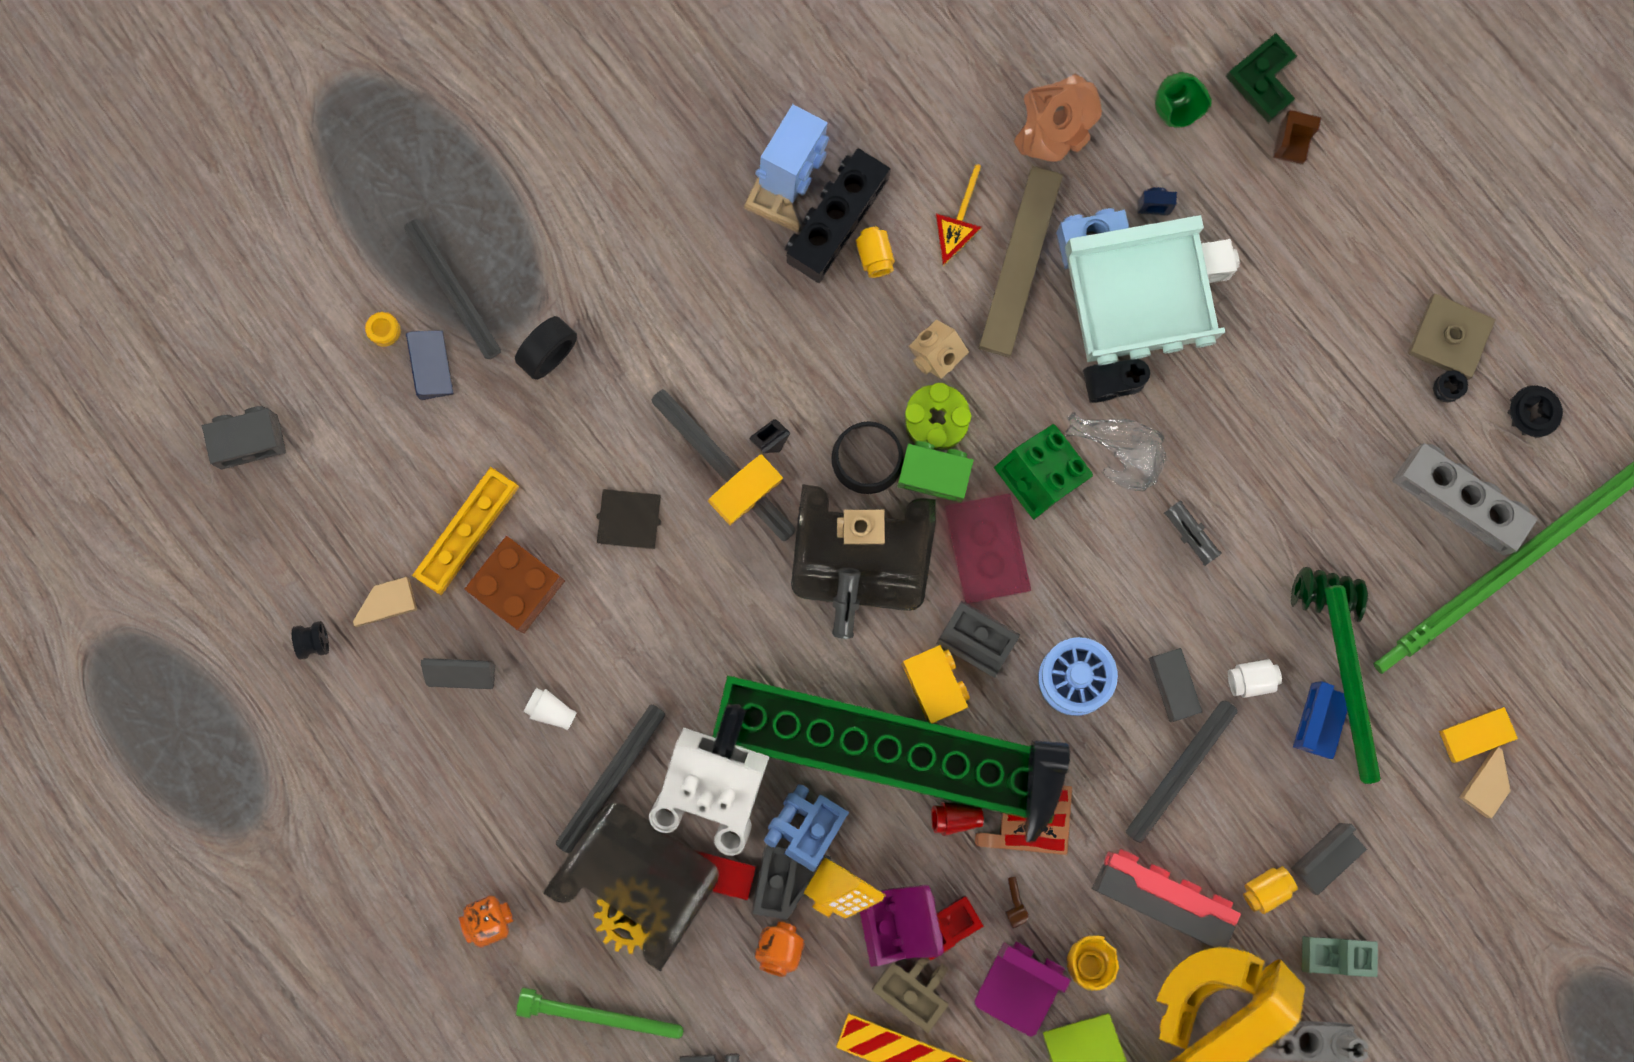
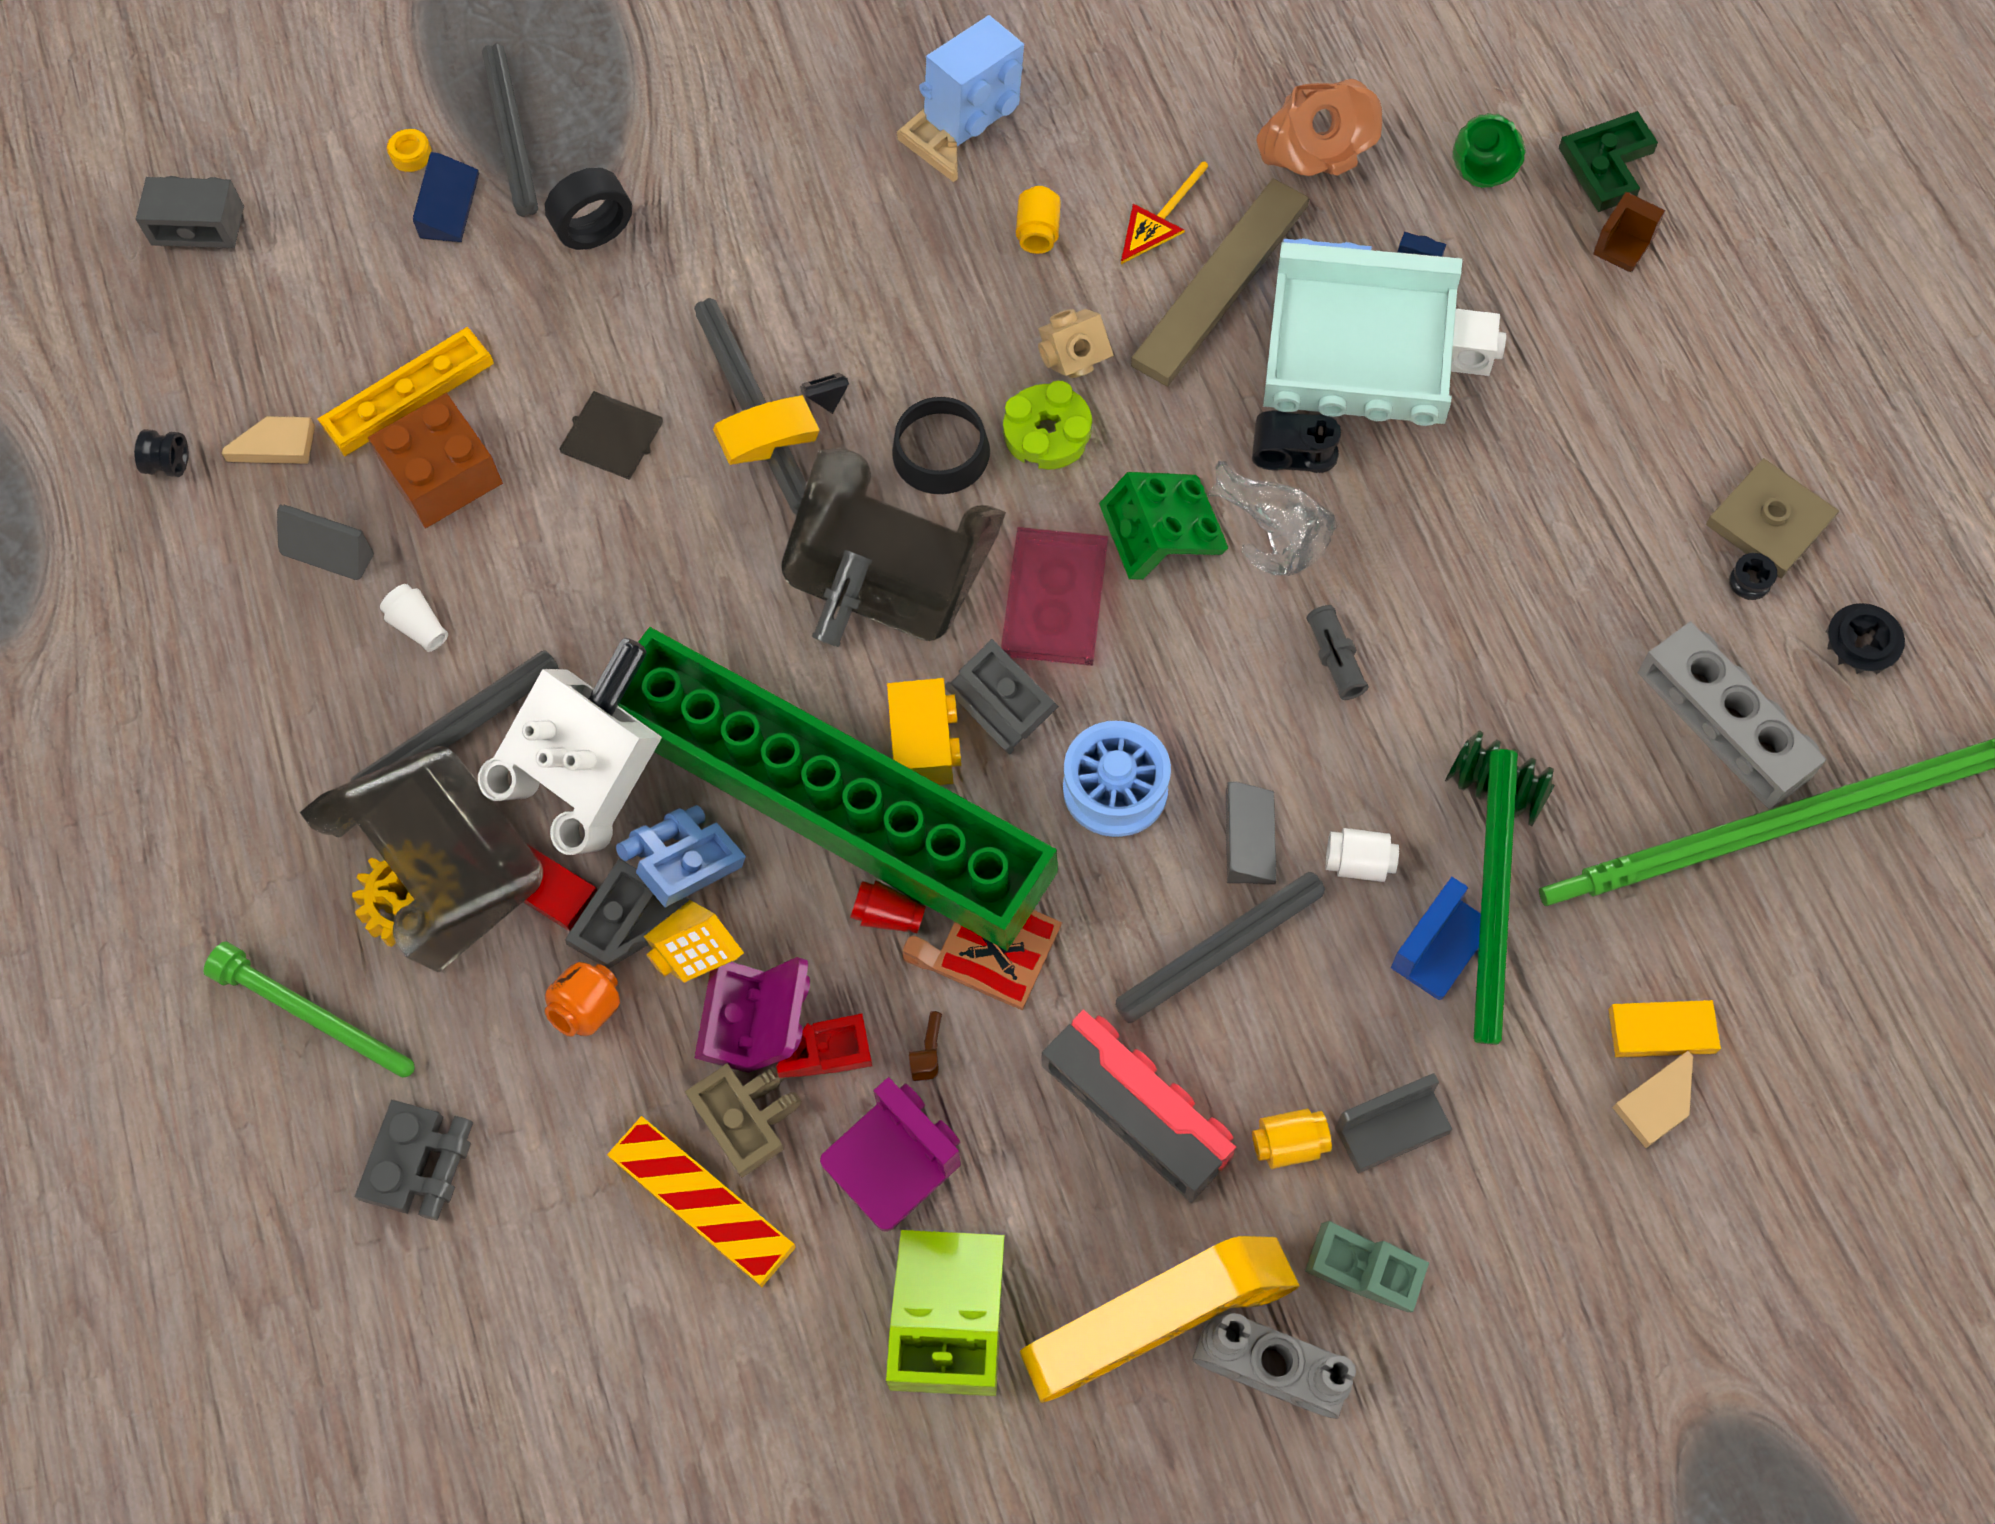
camera: 25 degrees right, 15 degrees down
(486, 921) = (218, 841): orange head -> none
(816, 260) = (998, 171): black brick -> none
(862, 527) = (898, 514): tan brick -> none
(935, 471) = (1017, 479): bright green brick -> none
(1045, 783) = (1011, 870): black piece -> none
(1092, 963) = (1003, 1152): yellow hair -> none
(1199, 978) = (1142, 1220): yellow arch -> none

